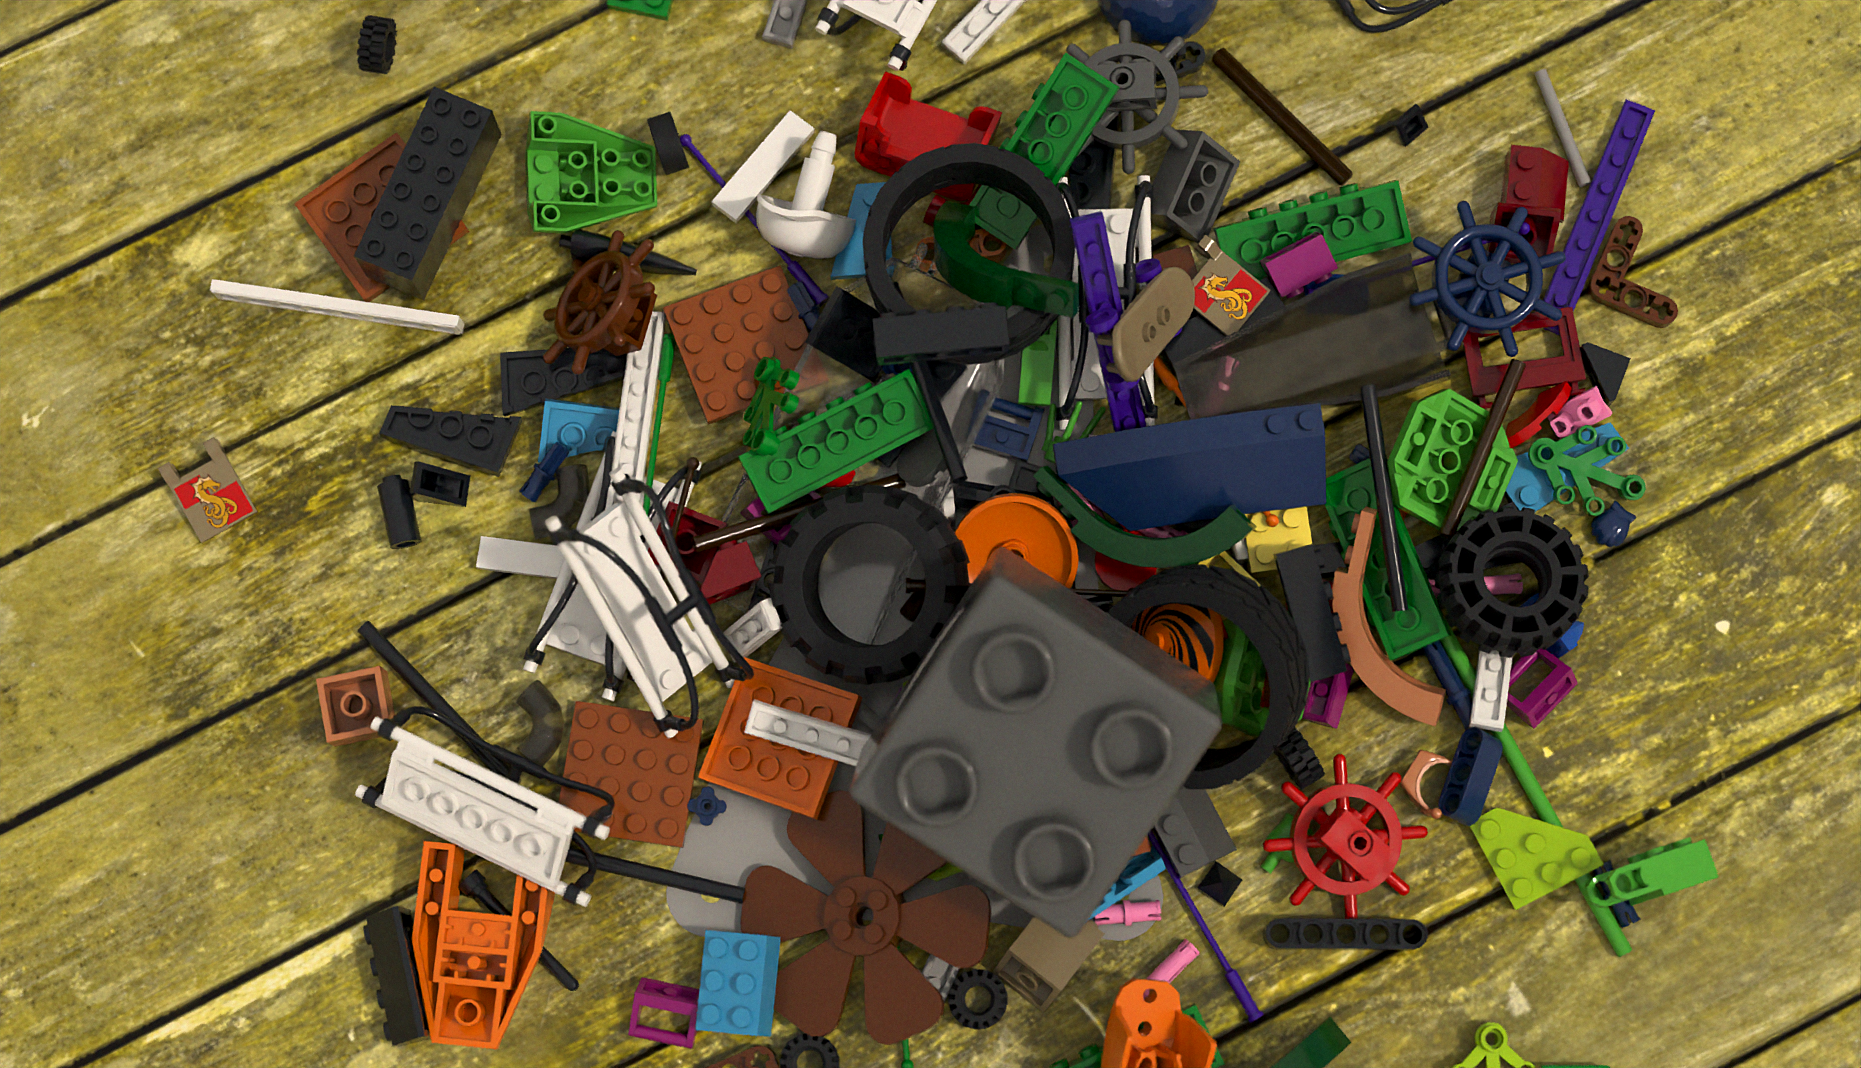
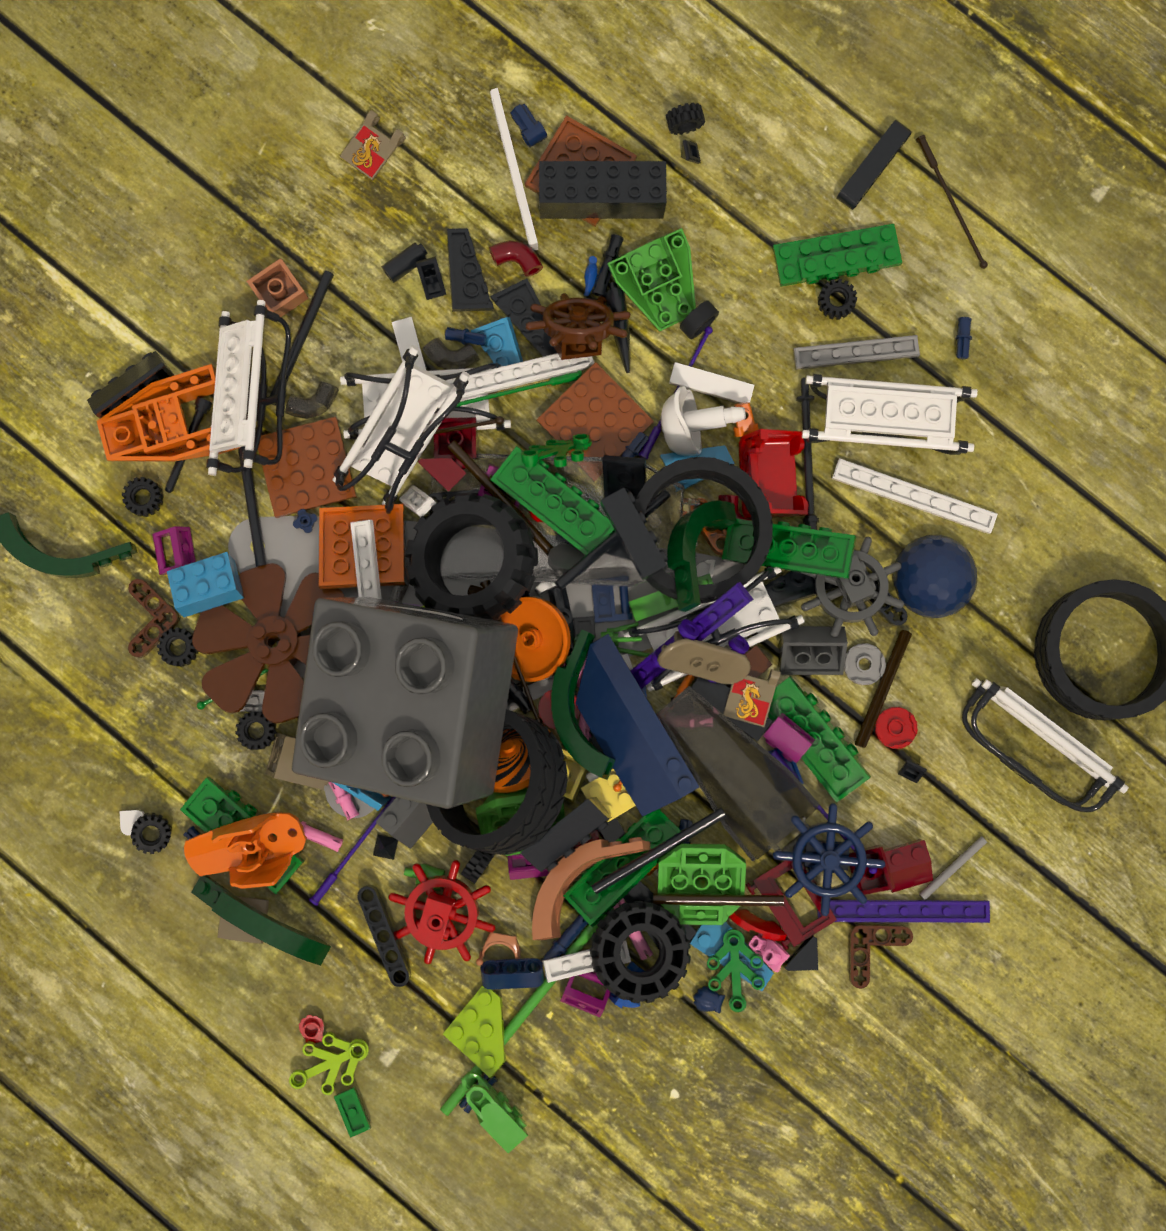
camera: 60 degrees right, 5 degrees up
(292, 260) = (531, 130): none -> dark blue piece
(424, 60) = (690, 151): none -> black slope
(457, 351) = (516, 252): none -> dark red cylinder
(534, 265) = (590, 275): none -> blue bar
(538, 241) = (604, 273): none -> black pin
(549, 1019) = (130, 493): none -> black tyre
(845, 143) = (747, 425): none -> orange plate
(1010, 112) = (805, 399): none -> black bar
(1241, 110) = (876, 661): none -> light grey tile
(1342, 122) = (896, 727): none -> red tile

